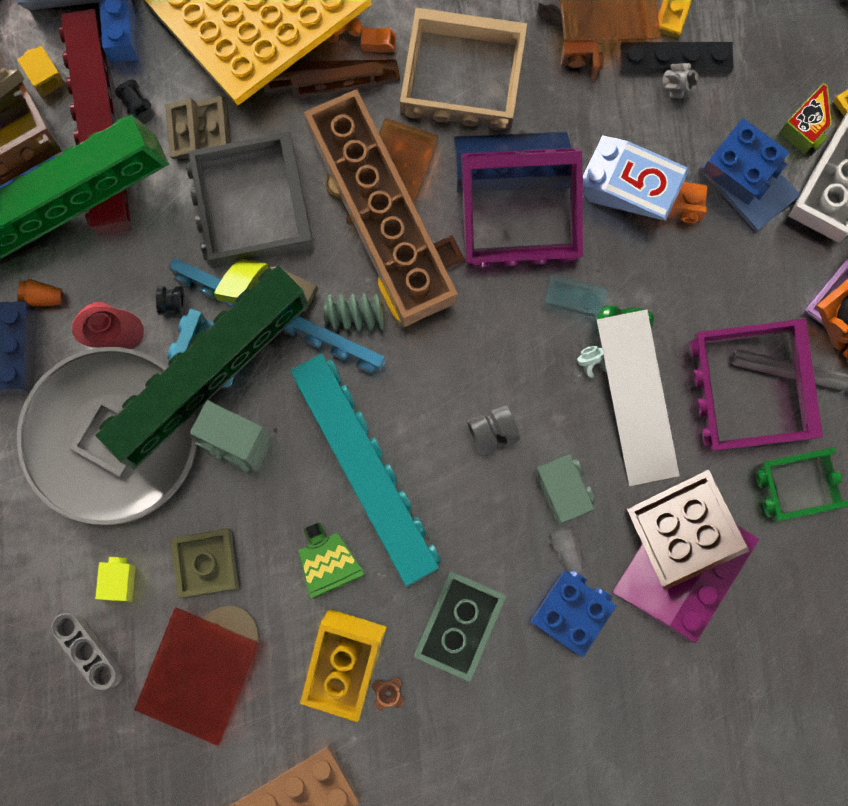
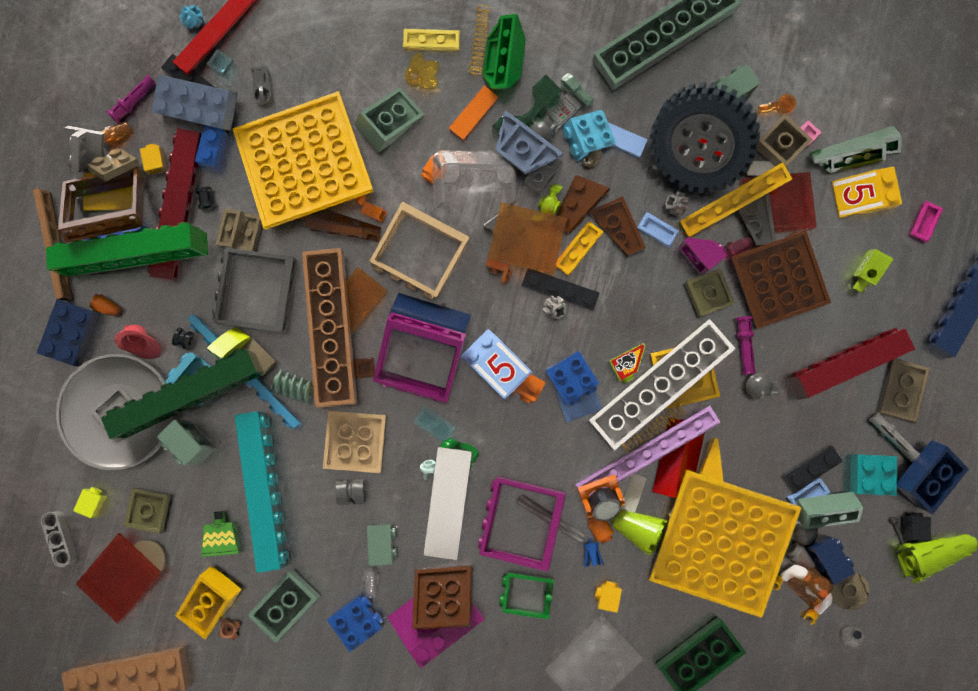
camera: 25 degrees right, 5 degrees up
(471, 359) = (354, 442): none -> tan plate

